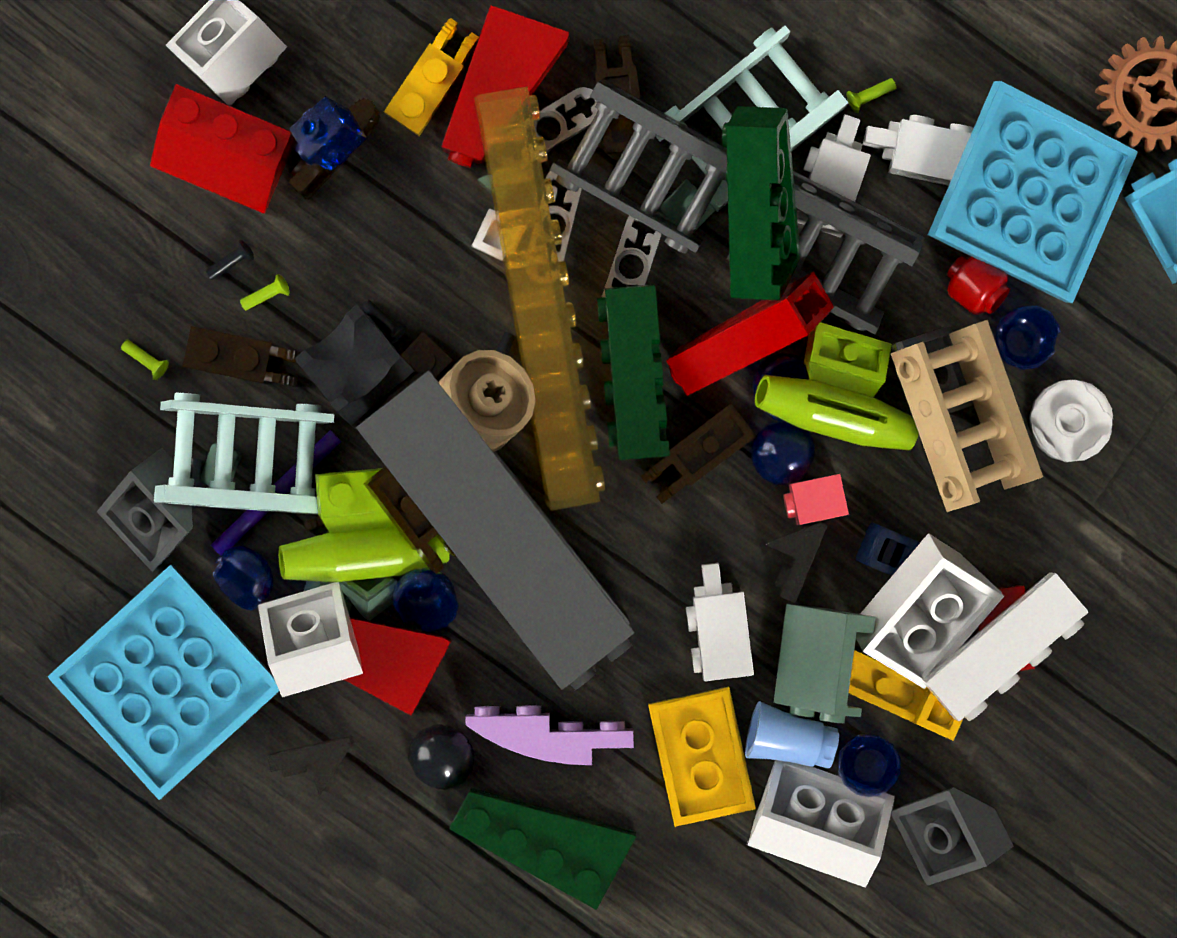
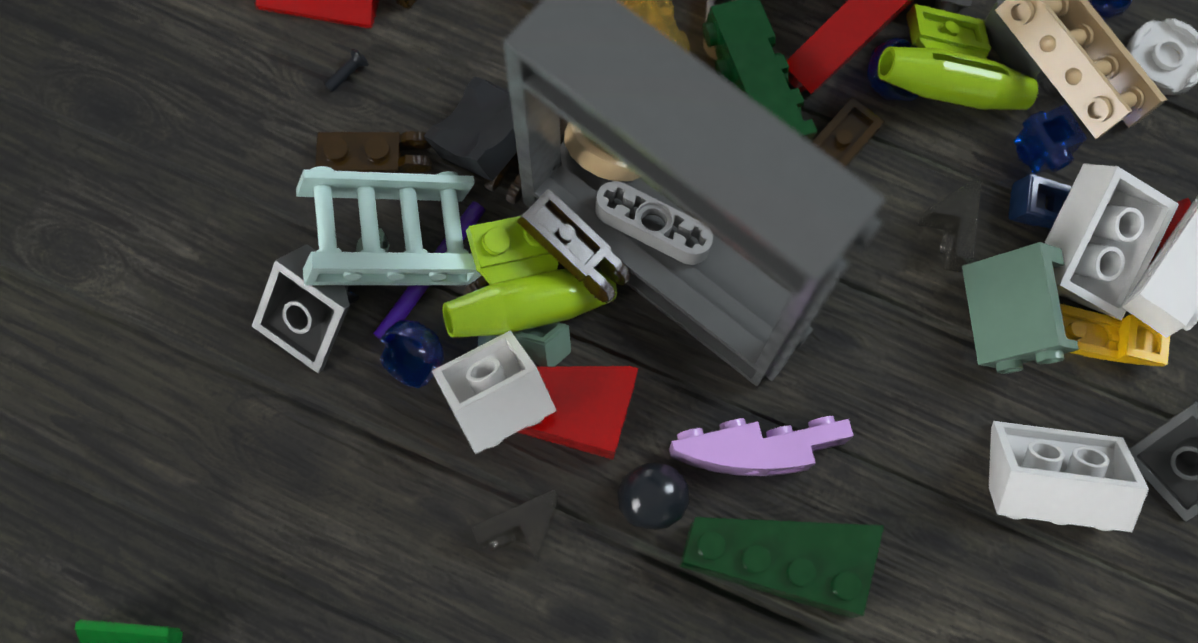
camera: 15 degrees left, 15 degrees down
(157, 367) = (290, 177): lime piece -> none
(165, 681) = (349, 480): medium azure plate -> none
(266, 293) = (385, 92): lime piece -> none
(426, 599) = (602, 334): clear blue hair -> none
(701, 756) = (918, 439): yellow tile -> none
(721, 629) = (903, 305): white hinge -> none
(782, 452) = (912, 134): clear blue hair -> none
(790, 738) = (1004, 396): light blue plant -> none
(816, 500) = (959, 164): coral brick -> none
(869, 765) = (1092, 407): clear blue hair -> none
(926, 494) = (1049, 140): none -> clear blue brick

